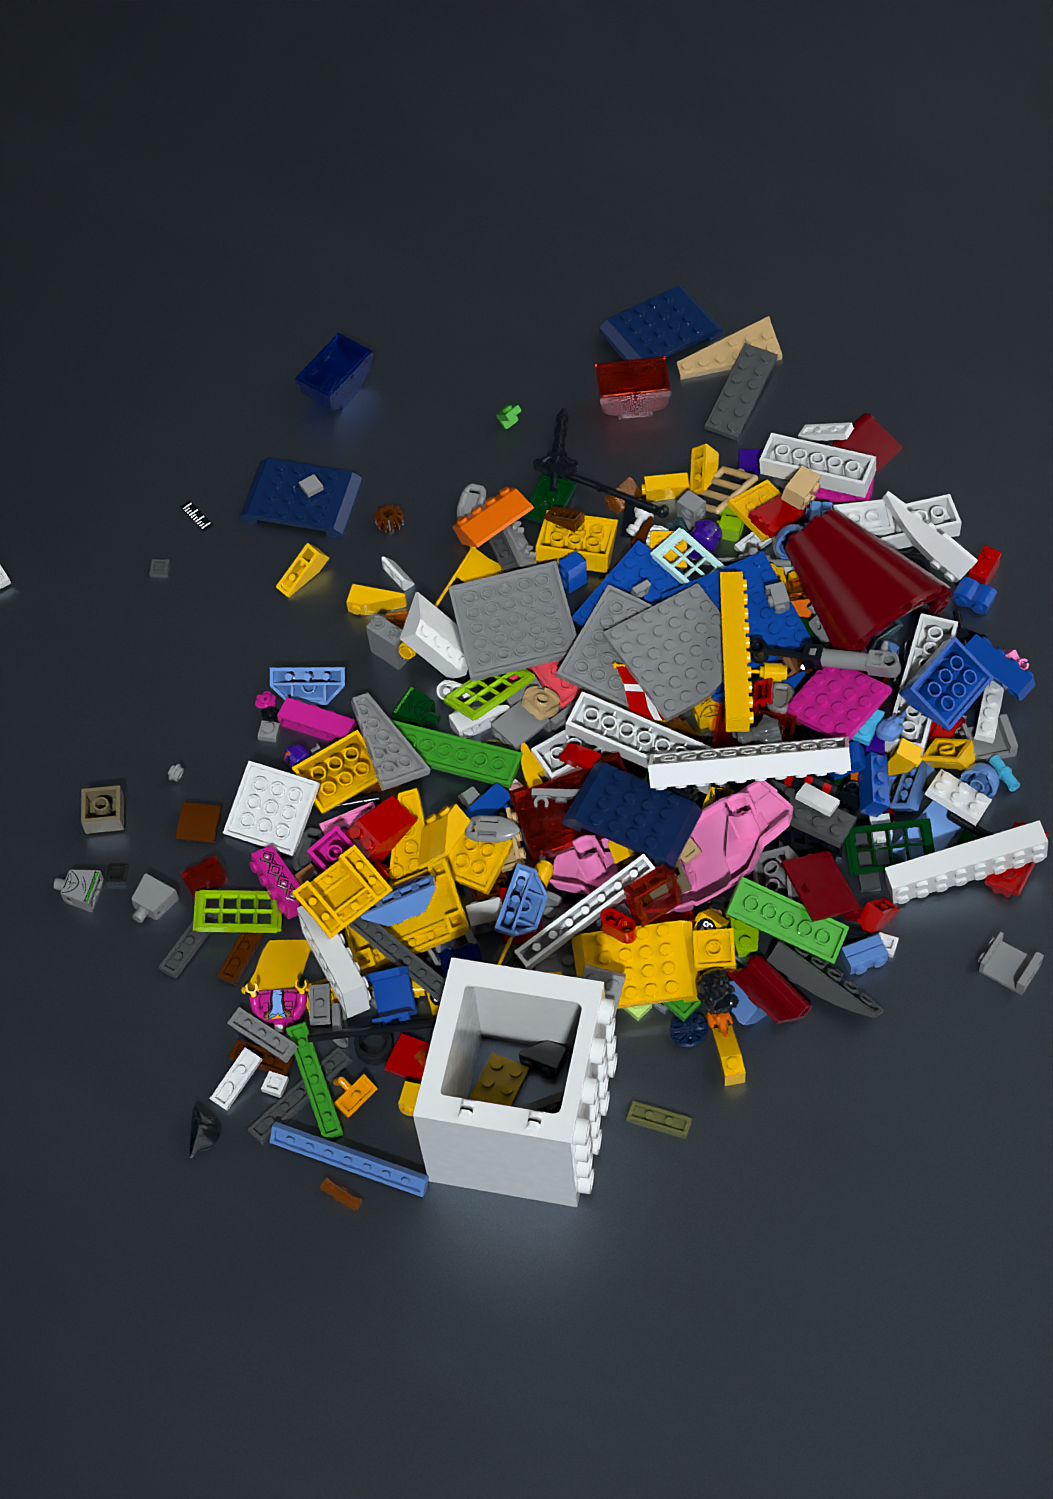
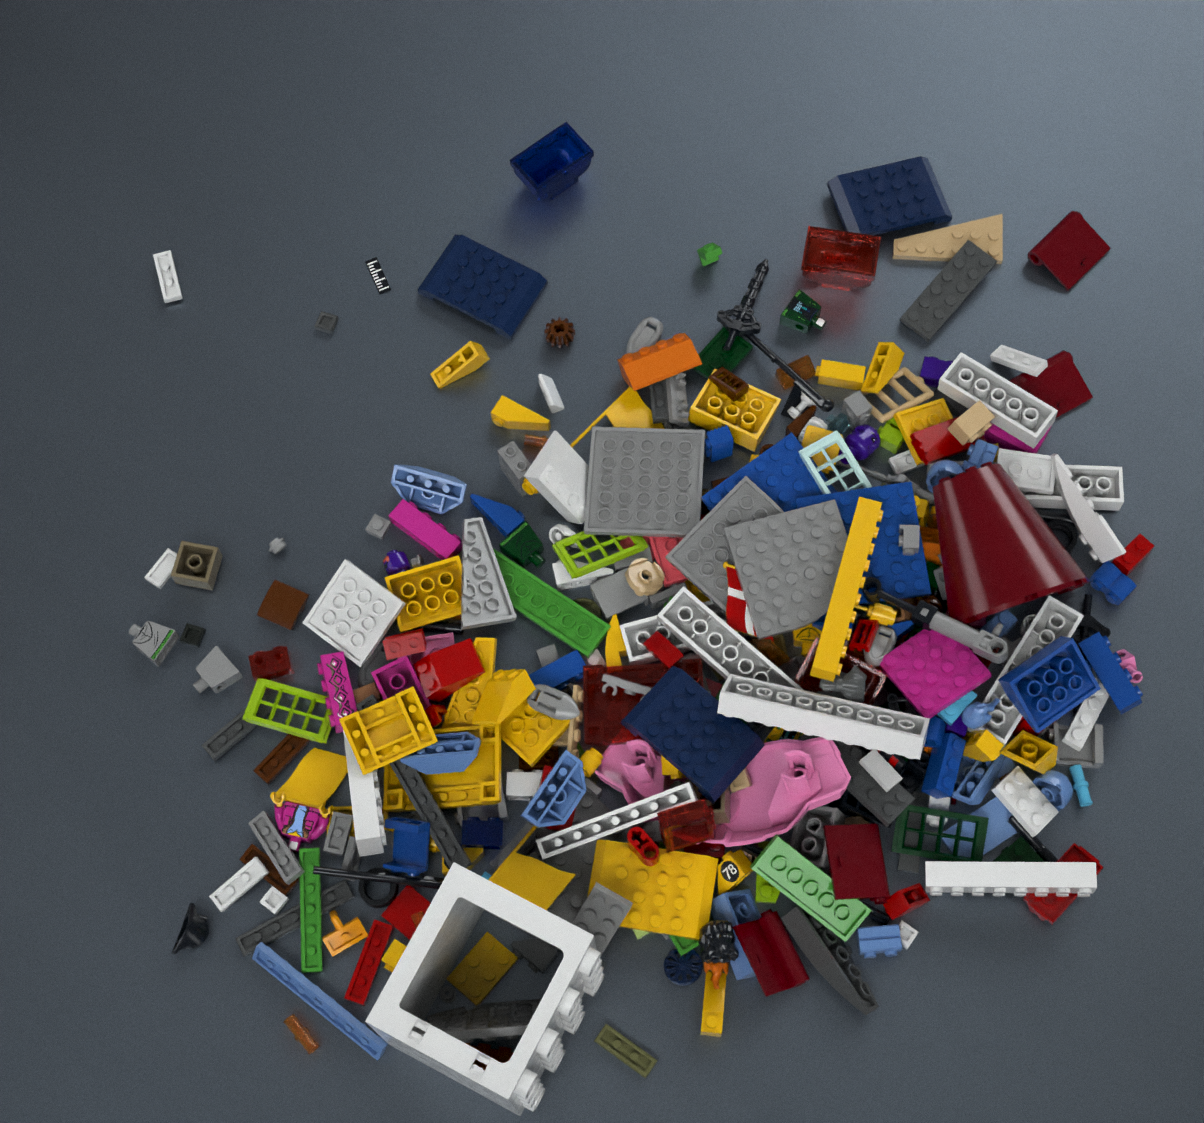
camera: 15 degrees right, 10 degrees up
(68, 824) = (162, 570): none -> white tile
(265, 700) = (388, 496): dark pink plant -> none
(269, 714) = (384, 508): black plant -> none
(311, 485) = (493, 278): light grey tile -> none
(330, 816) = (404, 644): none -> red panel
(383, 689) = (501, 516): none -> blue slope
(386, 1112) = (369, 962): none -> red plate
(612, 445) = (802, 314): none -> torso
(641, 589) = (776, 489): light grey tile -> none
(714, 949) = (729, 897): yellow plate -> none
(837, 328) = (1067, 247): none -> dark red door
(1009, 965) = (1019, 994): light grey panel -> none

